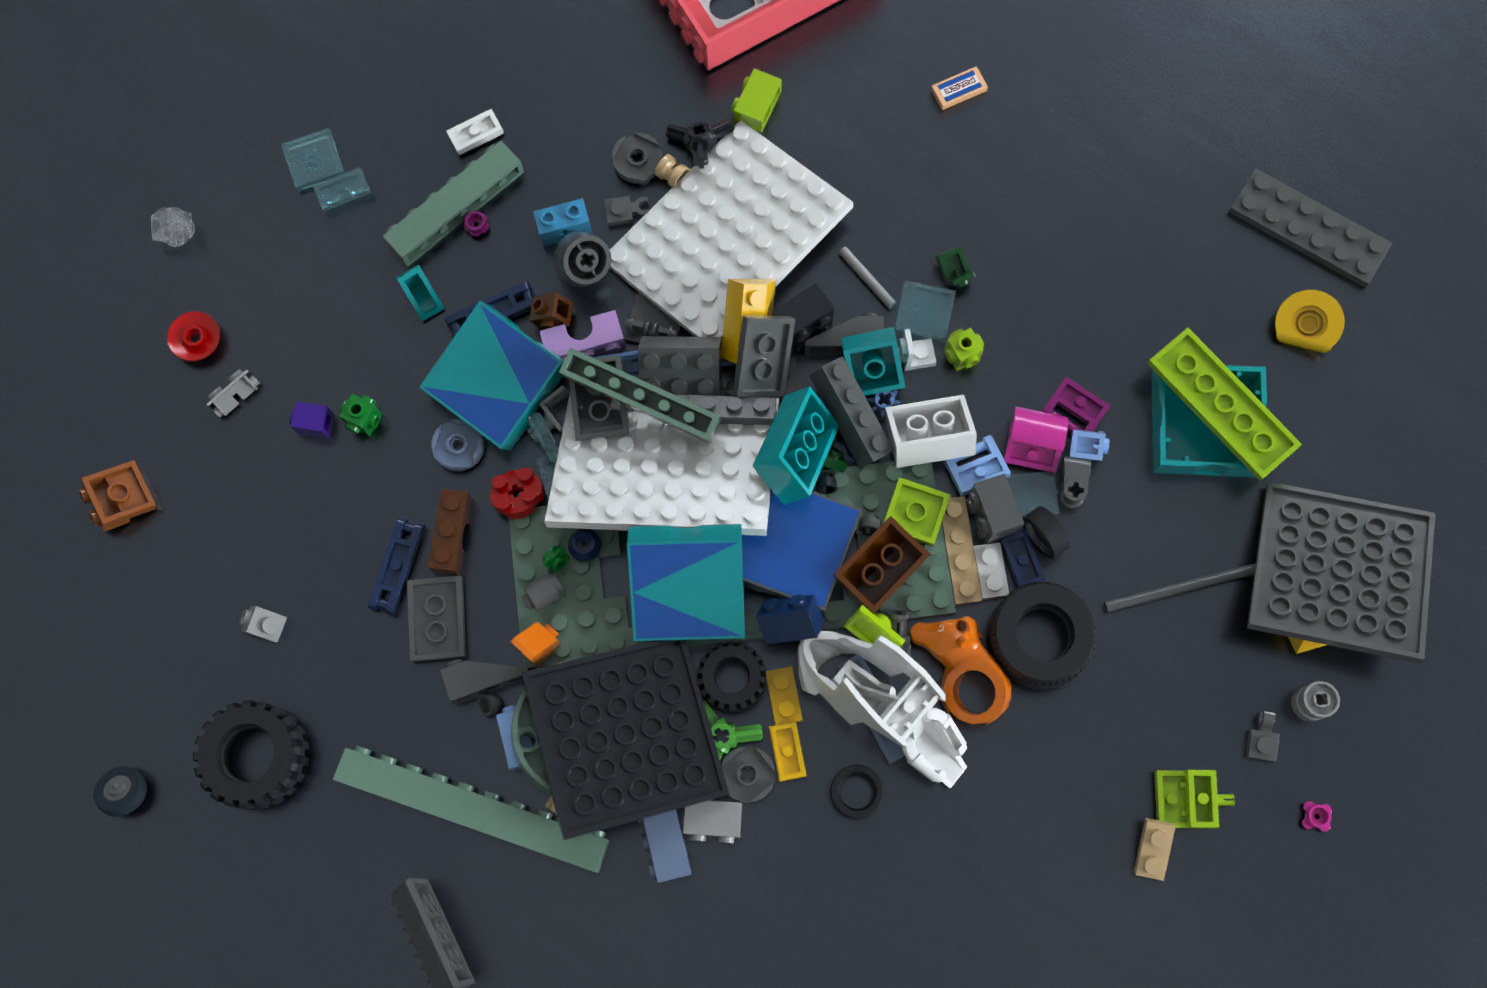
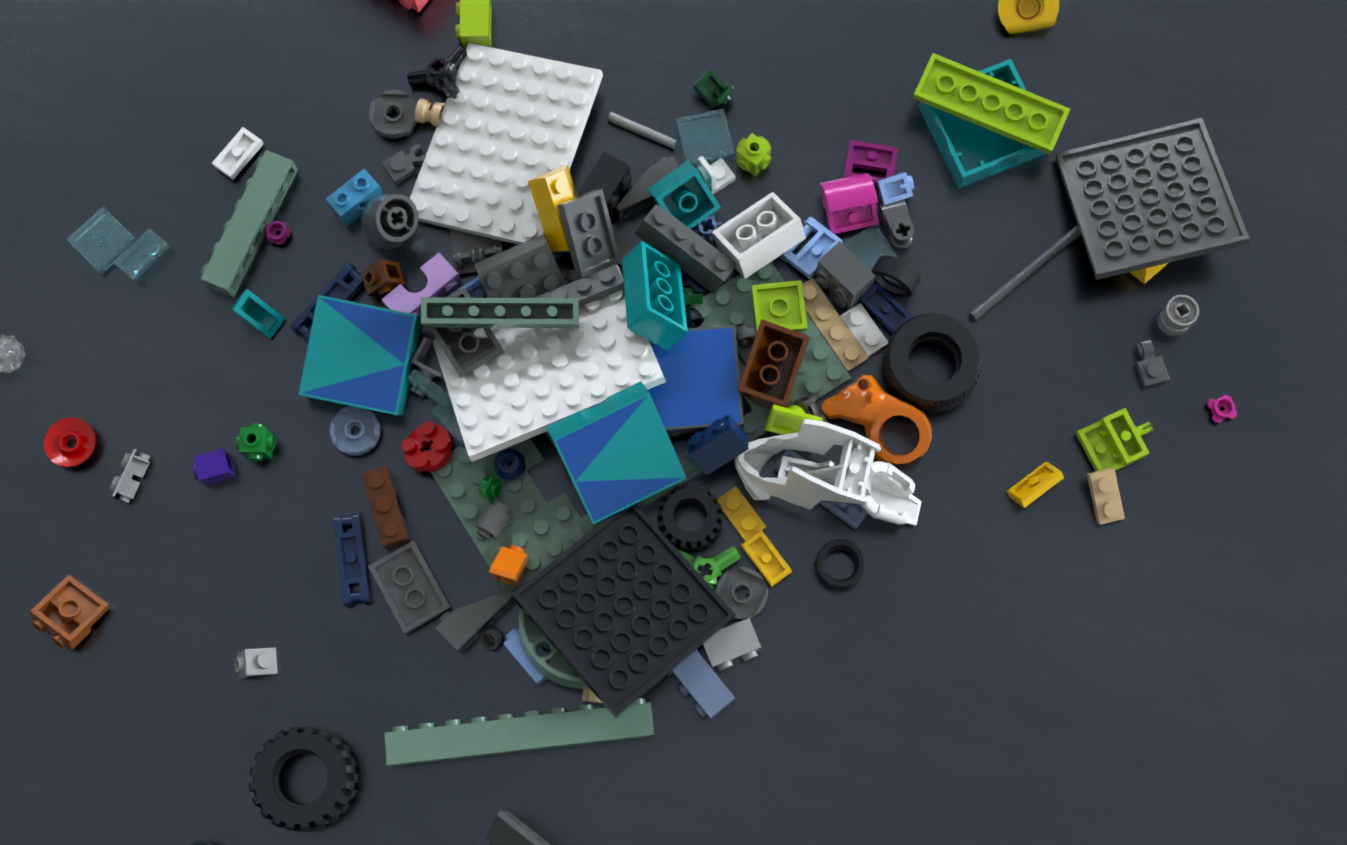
camera: 25 degrees left, 0 degrees up
(1088, 804) = (1035, 484): none -> yellow plate

